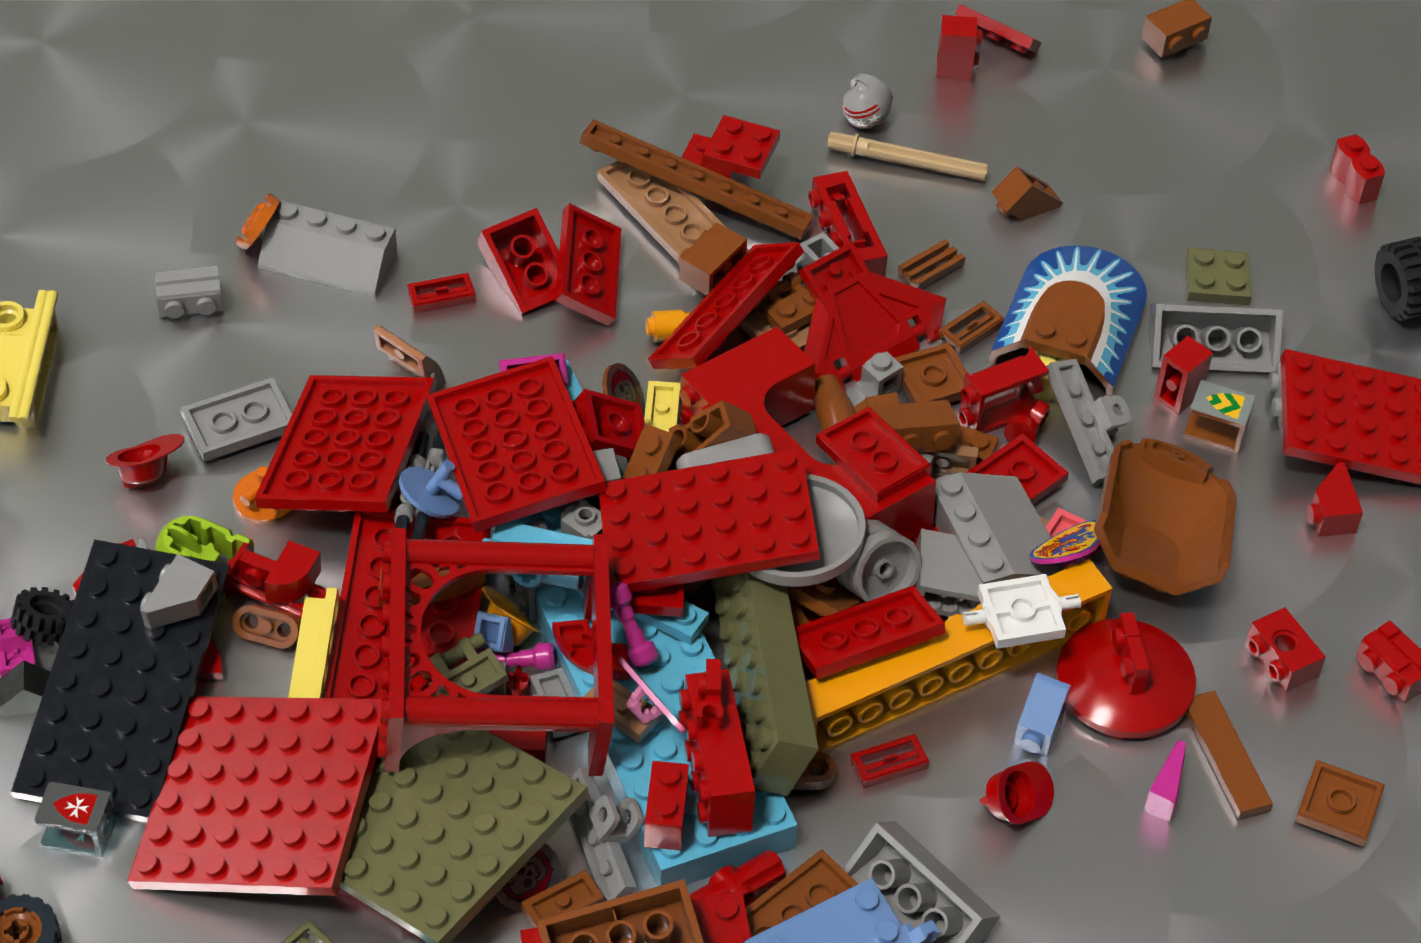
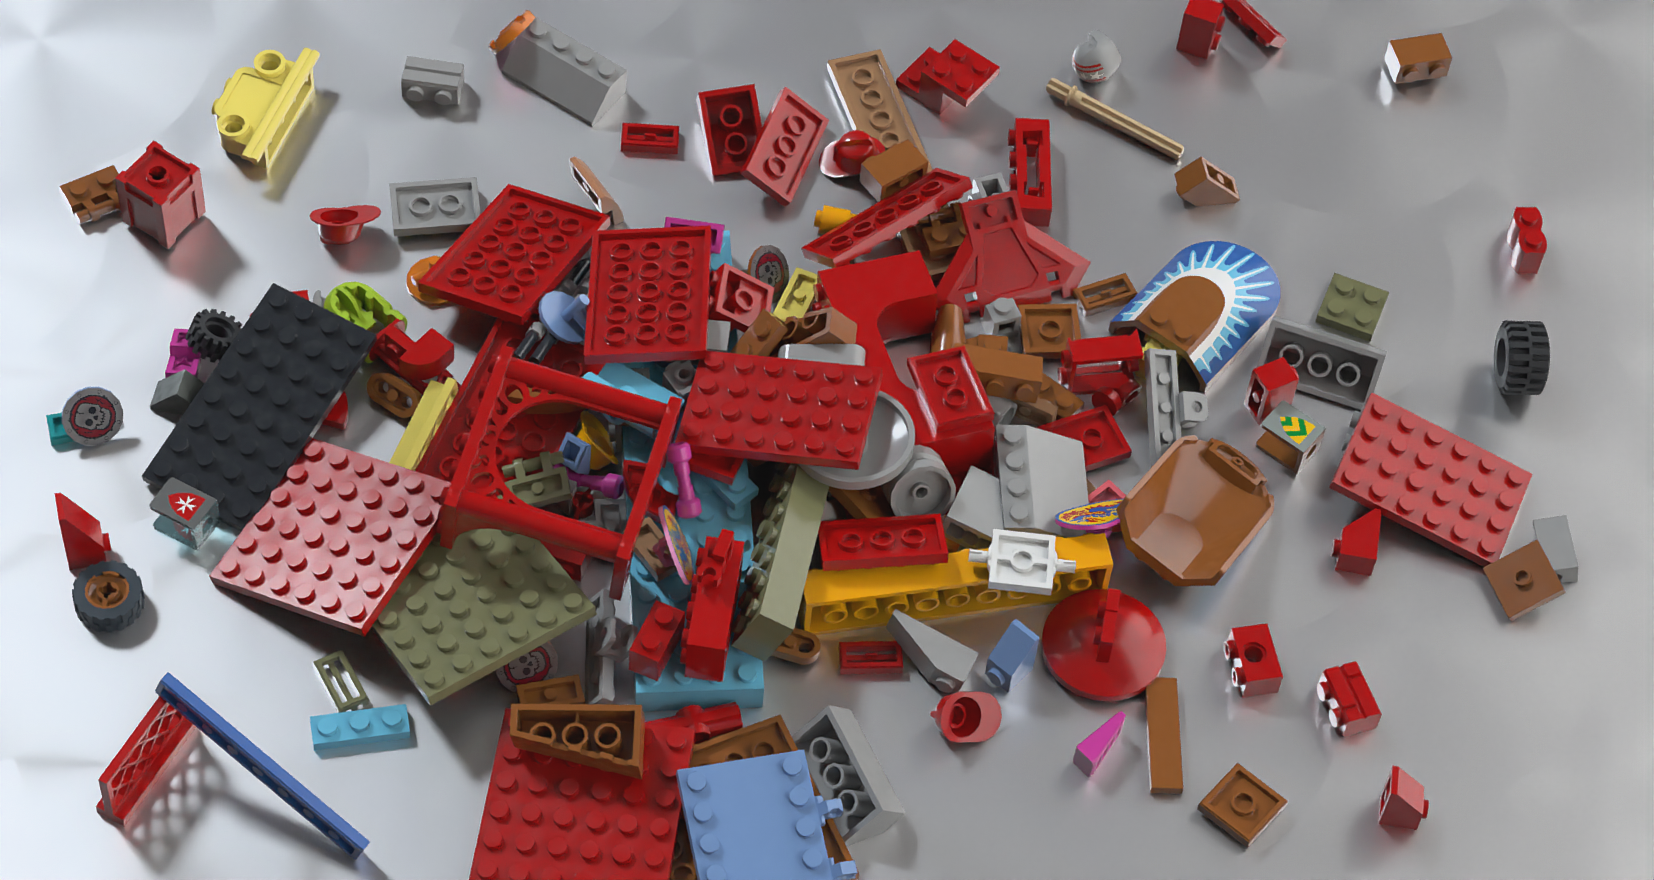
camera: 15 degrees right, 5 degrees up
(180, 594) = (323, 350): light grey slope -> none
(656, 256) = (846, 155): none -> red piece
(696, 179) = (911, 92): dark orange plate -> none
(927, 263) = (1092, 223): dark orange tile -> none
(959, 737) = (934, 654): none -> light grey slope

